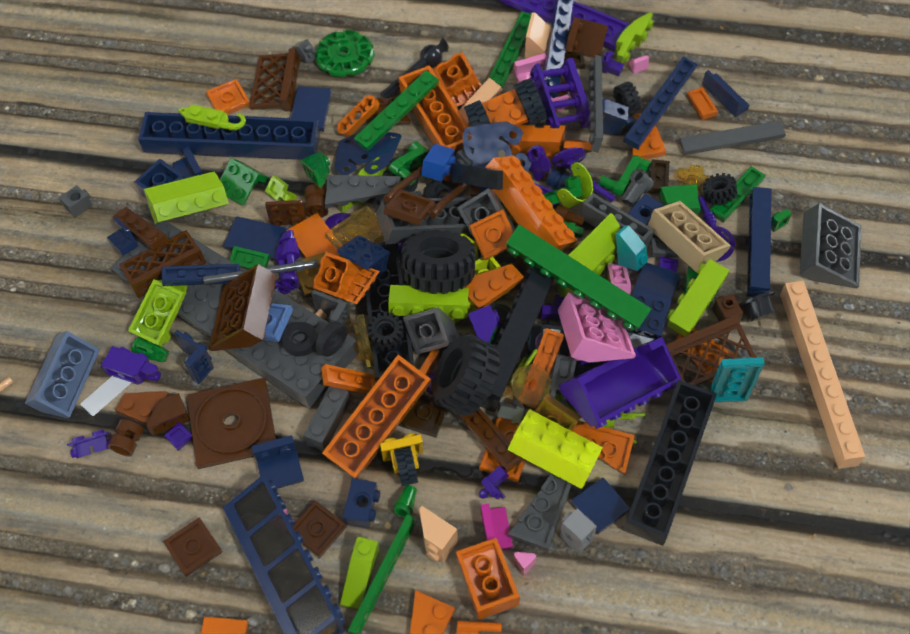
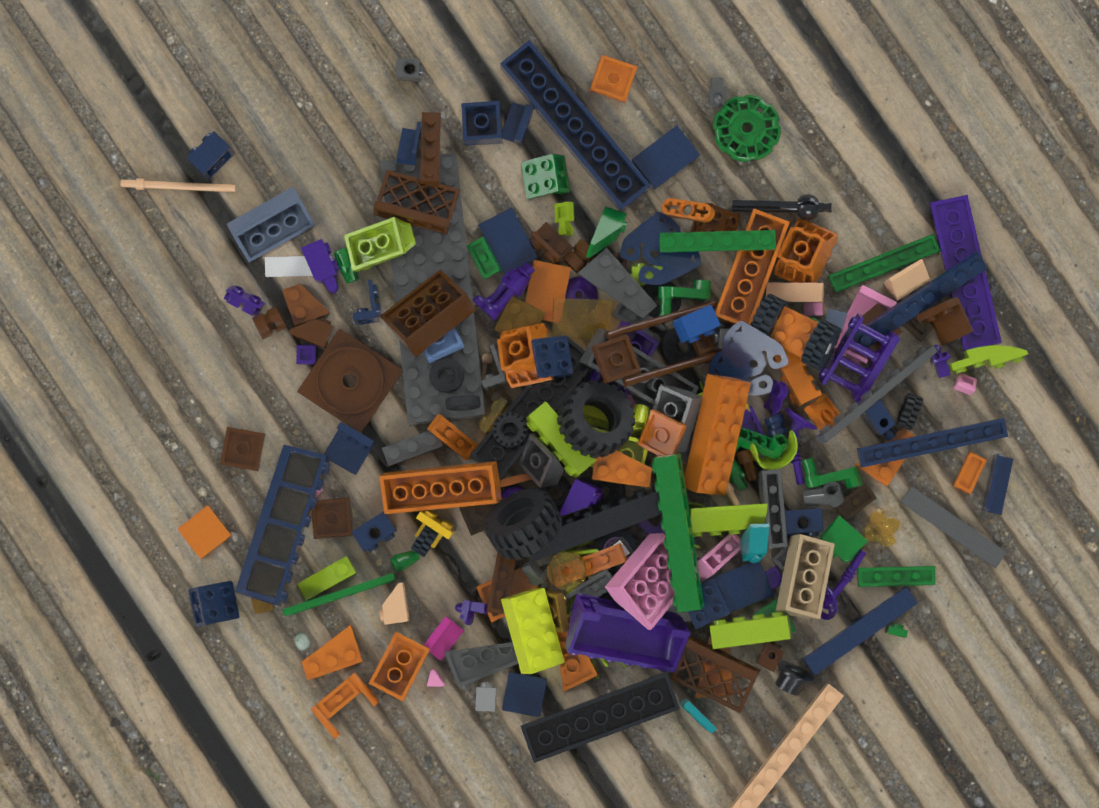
camera: 40 degrees right, 25 degrees up
(185, 197) = (485, 159): lime slope -> none
(194, 274) = (430, 247): dark blue tile -> none
(210, 117) = (571, 101): lime plate -> none
(287, 80) = (677, 110): reddish brown fence -> none
(297, 266) = (506, 307): dark grey bar -> none
(477, 176) = (701, 374): black tile -> none
(717, 182) = (887, 551): black tyre -> none
(830, 247) = (904, 690): dark grey slope -> none

